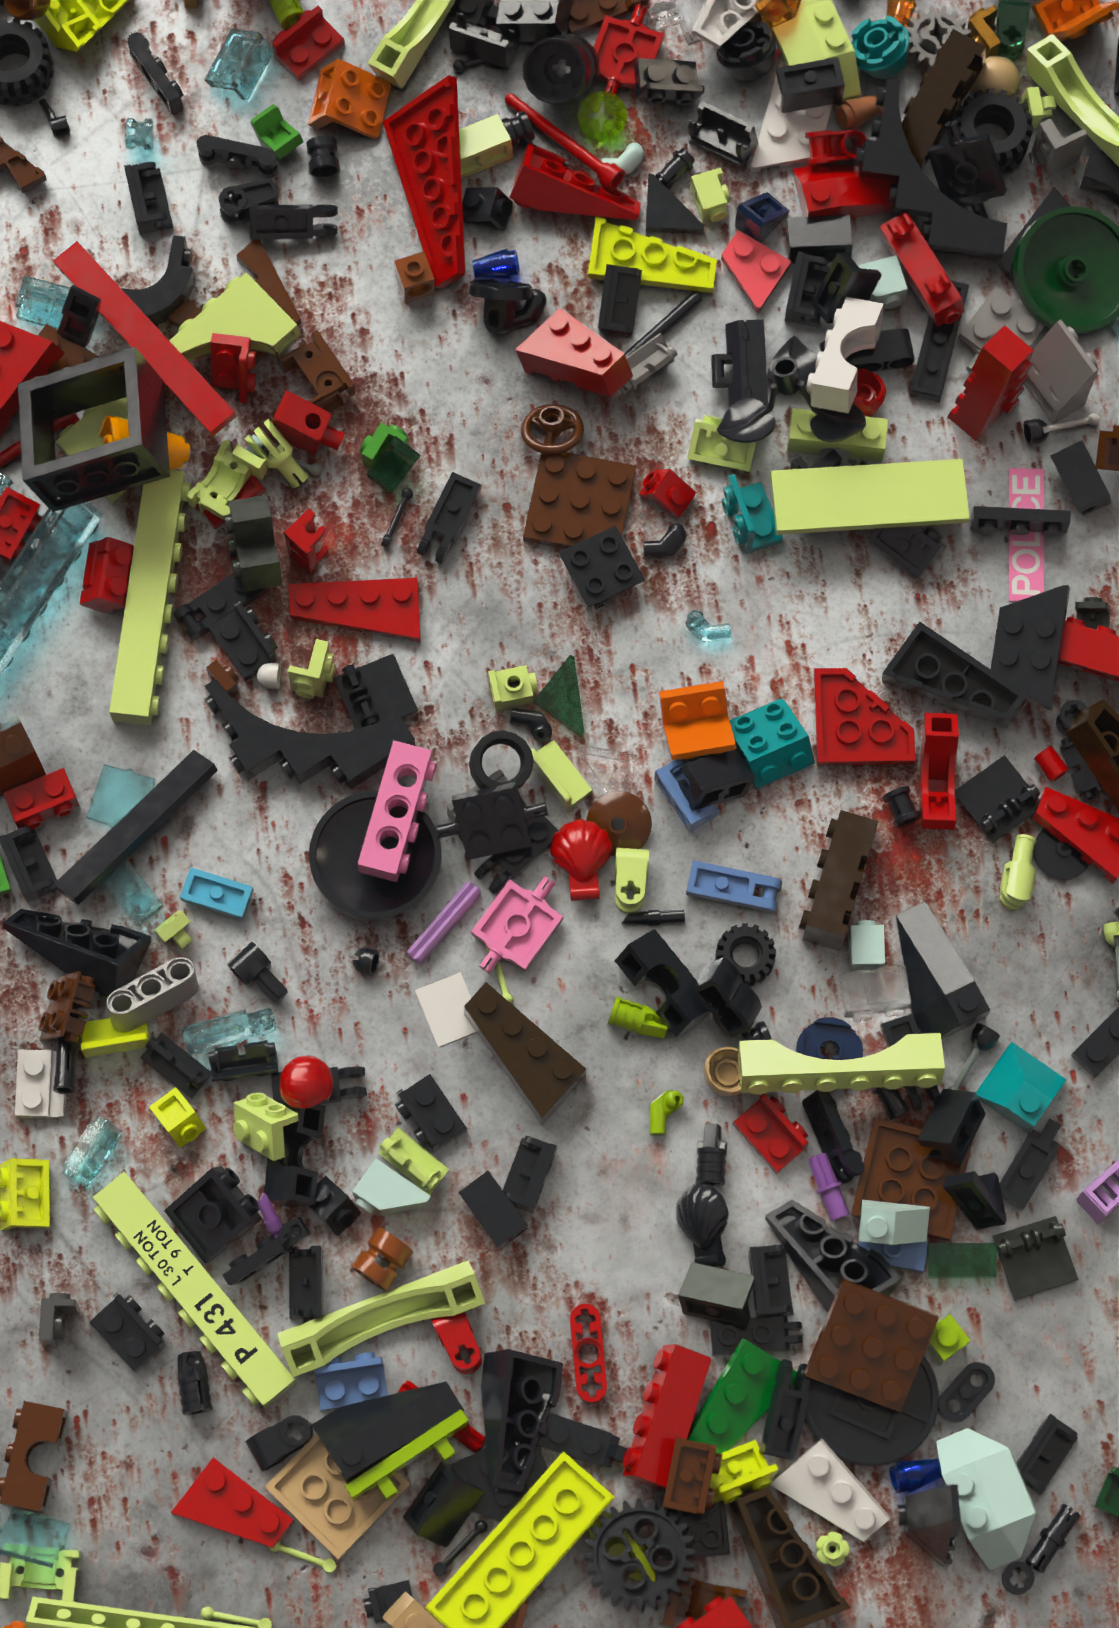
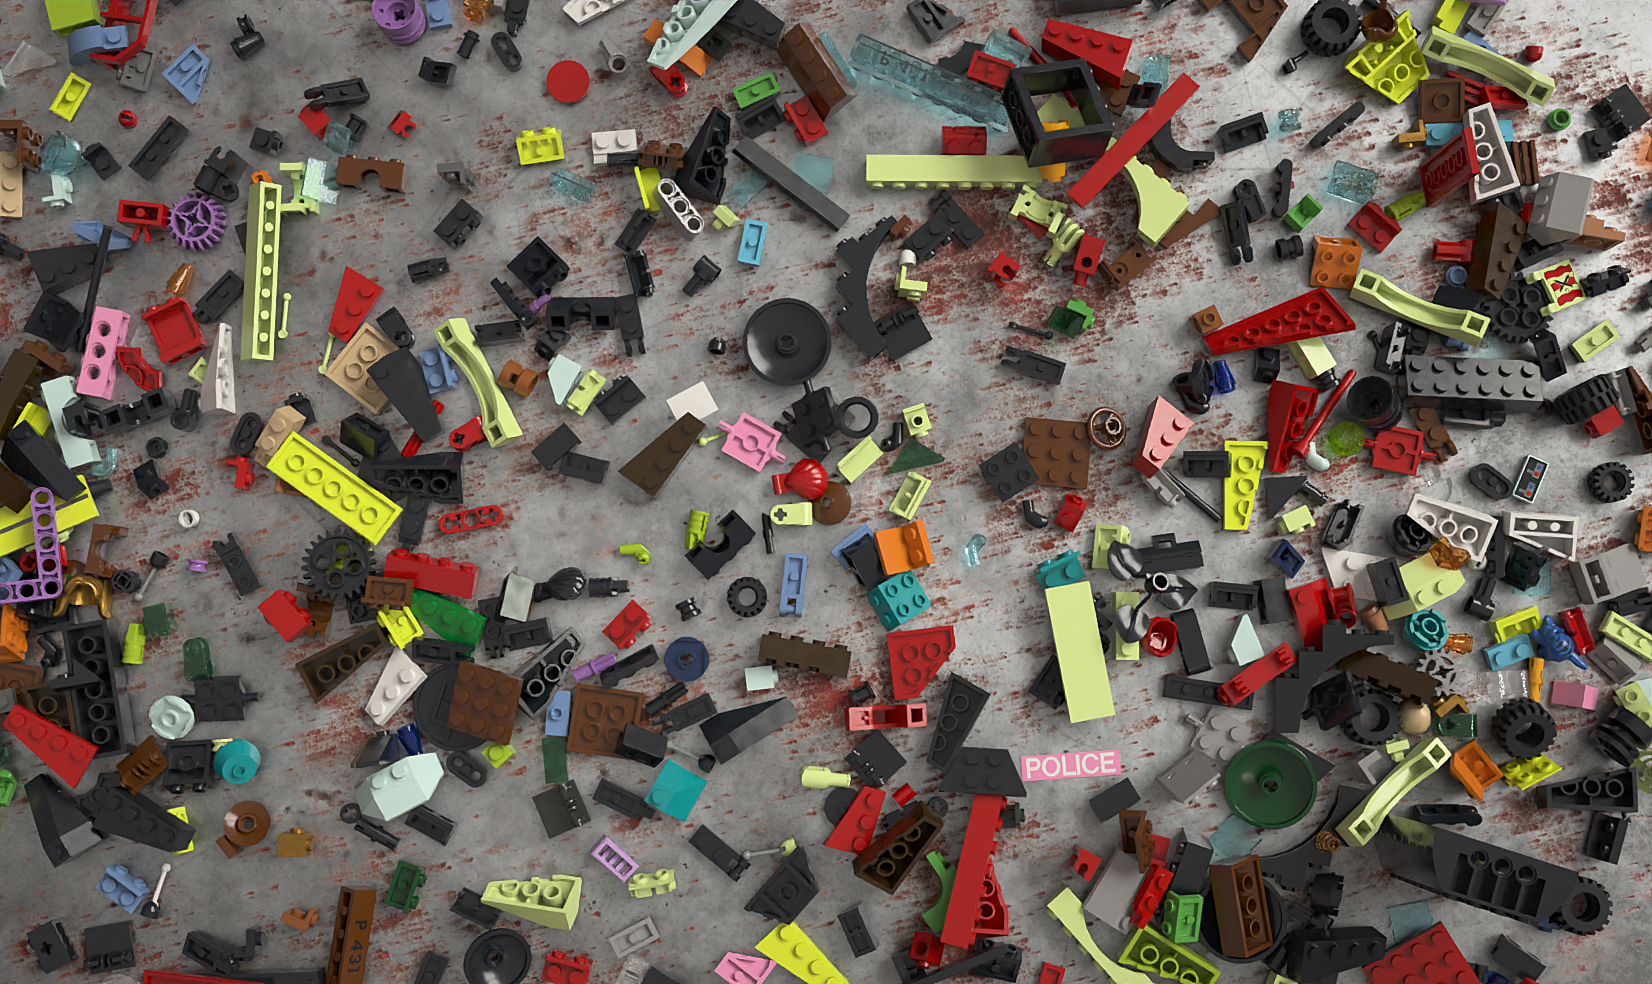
camera: 85 degrees right, 10 degrees up
(178, 1117) = (599, 236): neon yellow bracket -> none
(194, 1290) = (489, 260): yellowish green brick -> none
(228, 1029) = (660, 261): clear light blue hinge -> none
(233, 364) = (1123, 204): red bracket -> none
(253, 543) = (995, 234): pearl dark grey brick -> none
(261, 1123) = (598, 289): yellowish green bracket -> none
(306, 1082) = (624, 314): red hair -> none
(360, 605) = (964, 319): red wing -> none
(402, 761) = (782, 339): bright pink brick -> none
(434, 1438) = (374, 393): lime hinge -> none
(443, 922) = (749, 394): lavender axle -> none
(621, 708) = (909, 495): none -> yellowish green hinge
(667, 80) = (1379, 481): black bracket -> none
(722, 1072) = (664, 592): tan hair -> none
(727, 997) = (711, 586): black brick -> none
(754, 267) = (1245, 557): coral wing -> none
(772, 1067) = (679, 713): yellowish green arch -> none
(823, 1545) = (364, 689): yellowish green plate -> none
(844, 281) = (1231, 621): black panel -> none
(855, 329) = (1203, 631): white arch -> none
(874, 992) = (729, 686): clear brick -> none
(893, 1223) = (569, 710): light aqua slope -> none
(978, 1198) = (595, 767): black slope -> none
(993, 383) = (1172, 731): red wedge -> none
(1020, 520) = (1076, 759): black plate -> none
(1037, 430) = (1147, 767): hinge -> none

